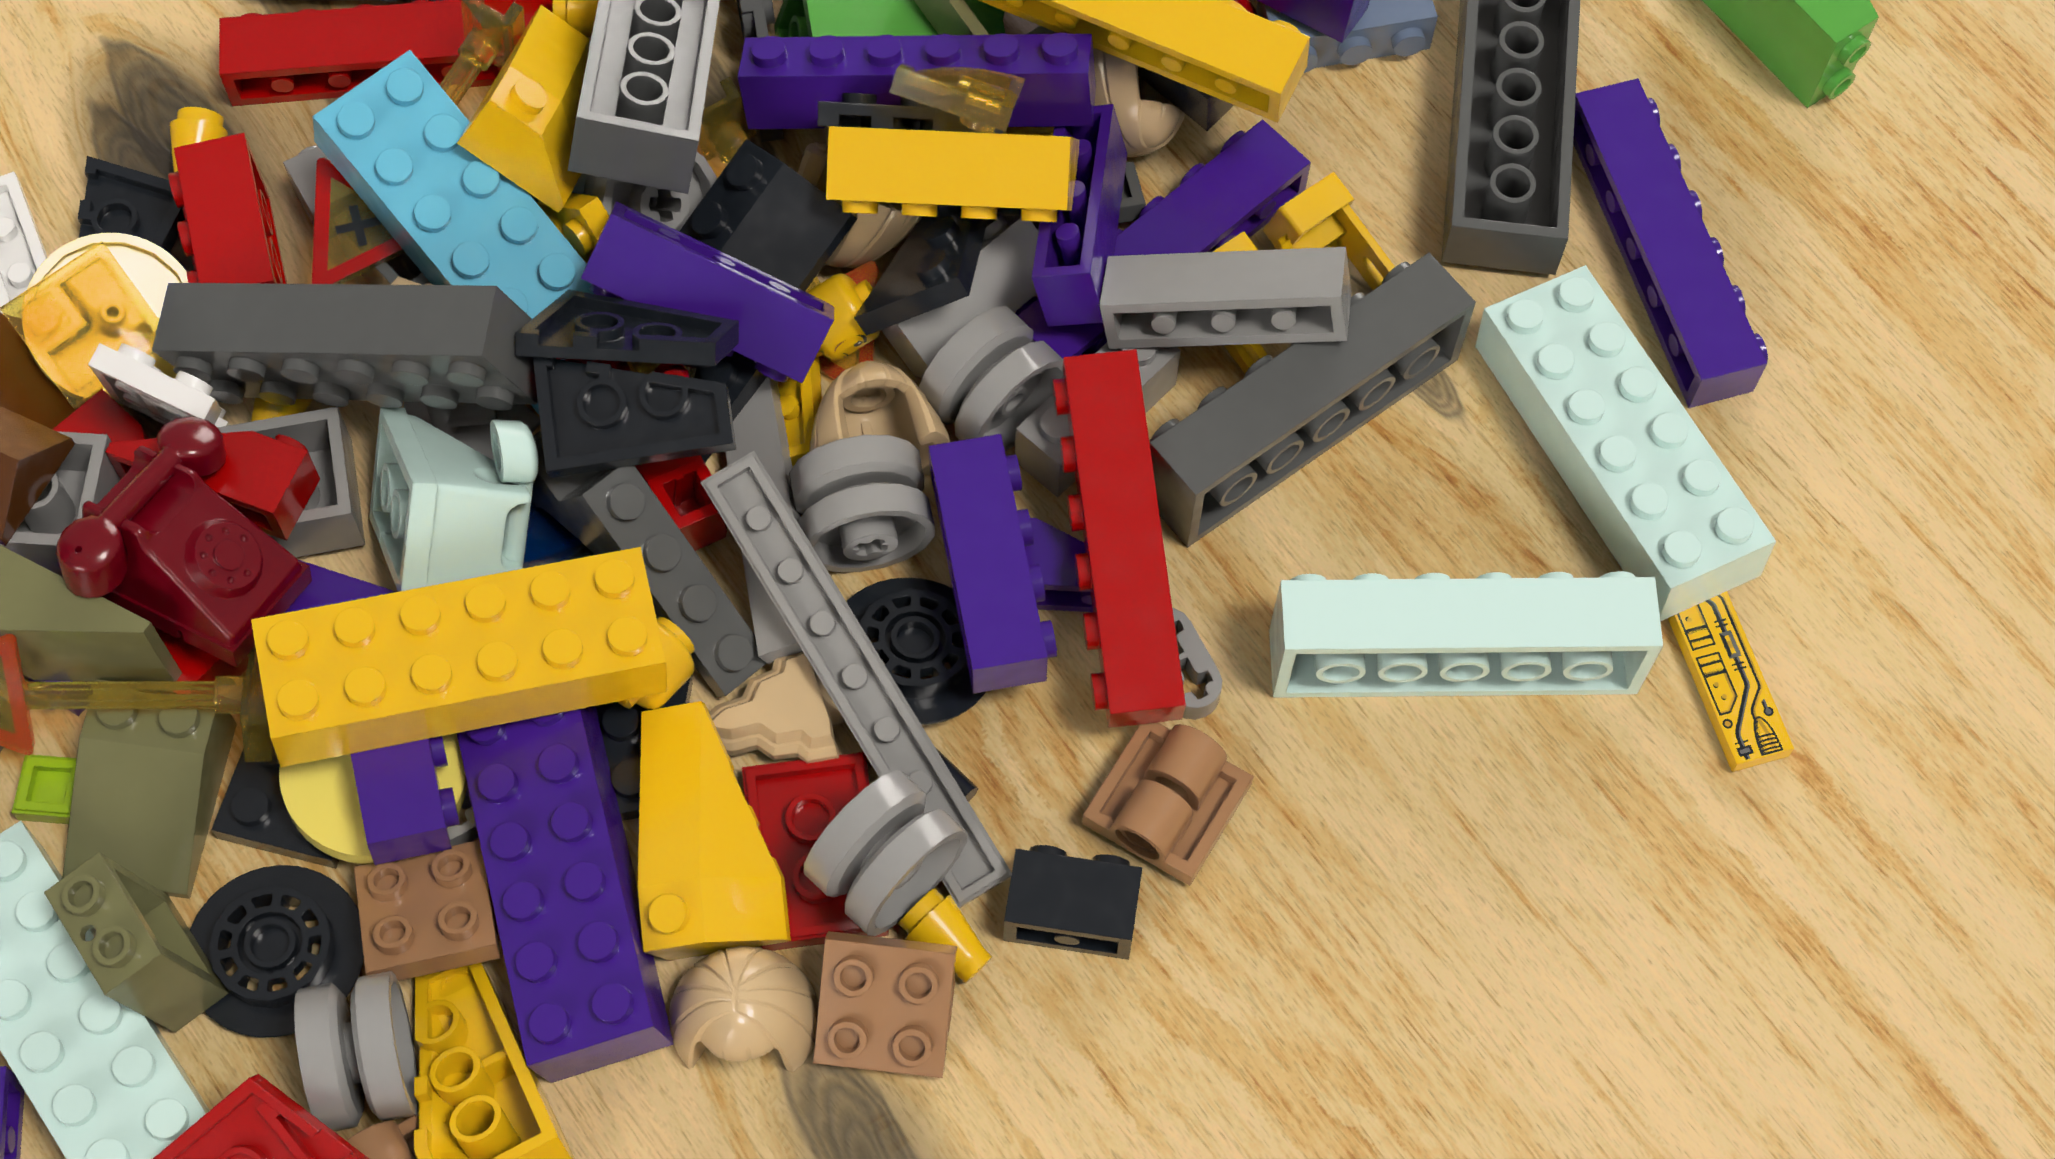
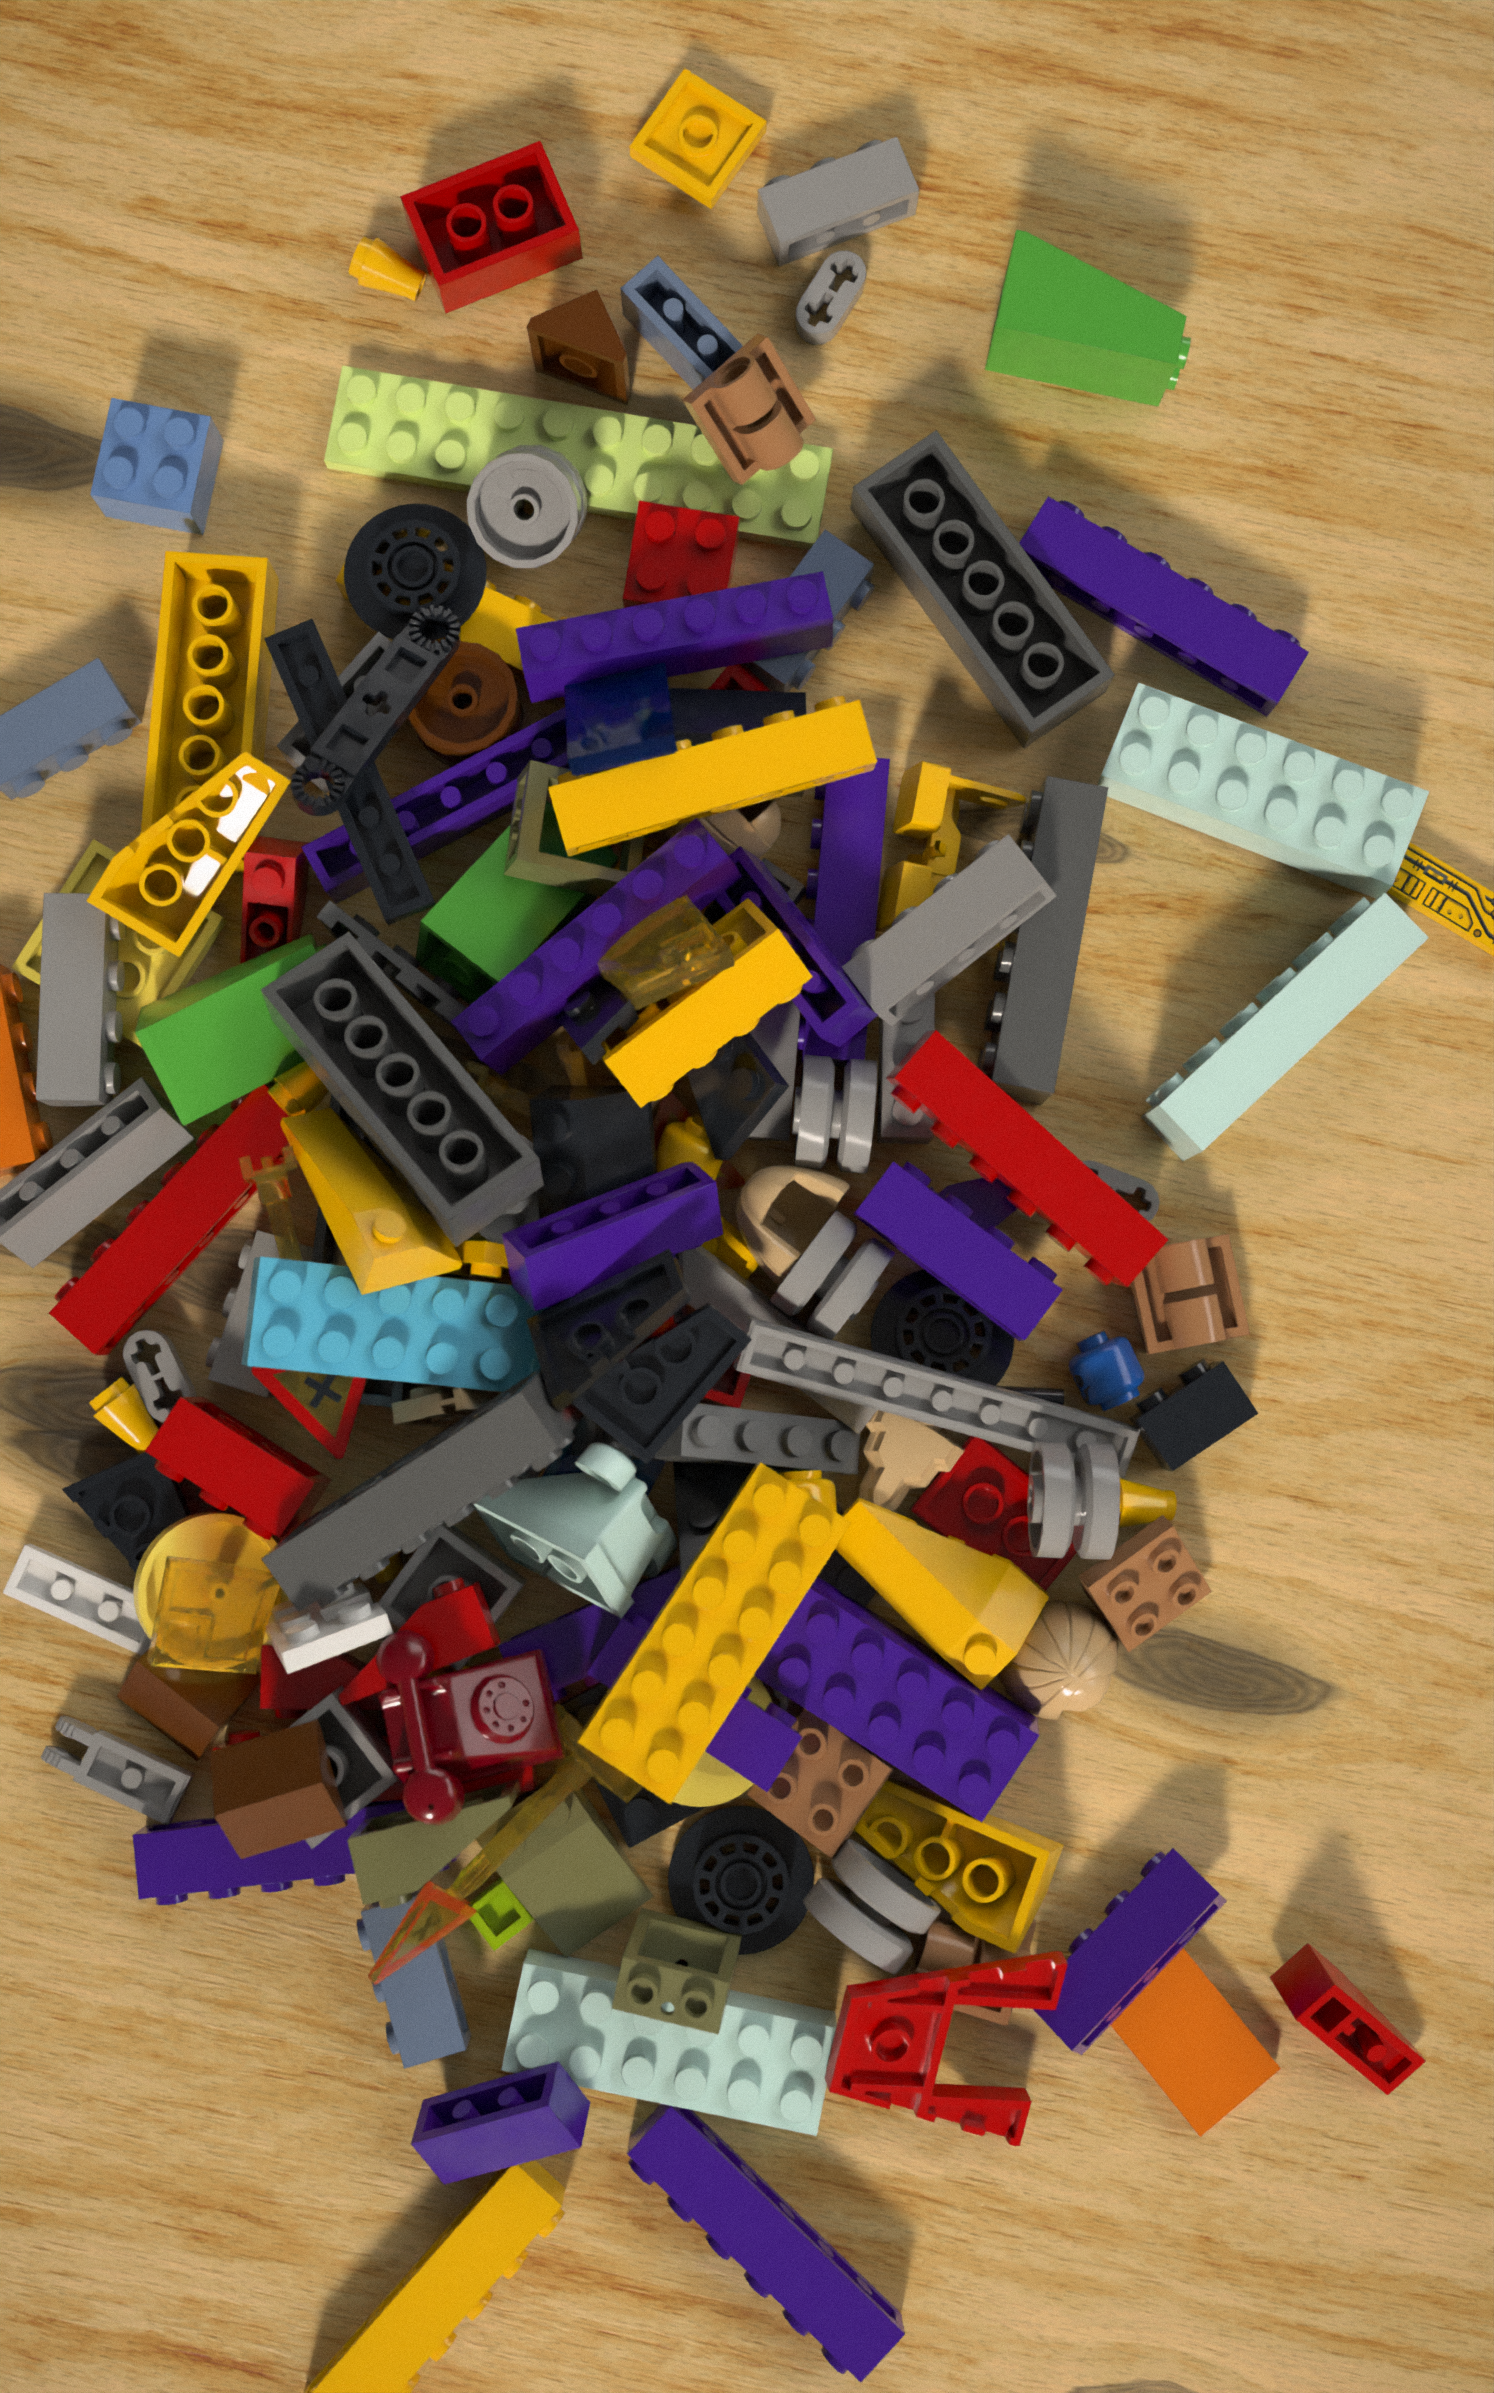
camera: 45 degrees left, 20 degrees up
(271, 140) = (145, 1377): none -> light grey beam
(1030, 800) = (1106, 1371): none -> blue head

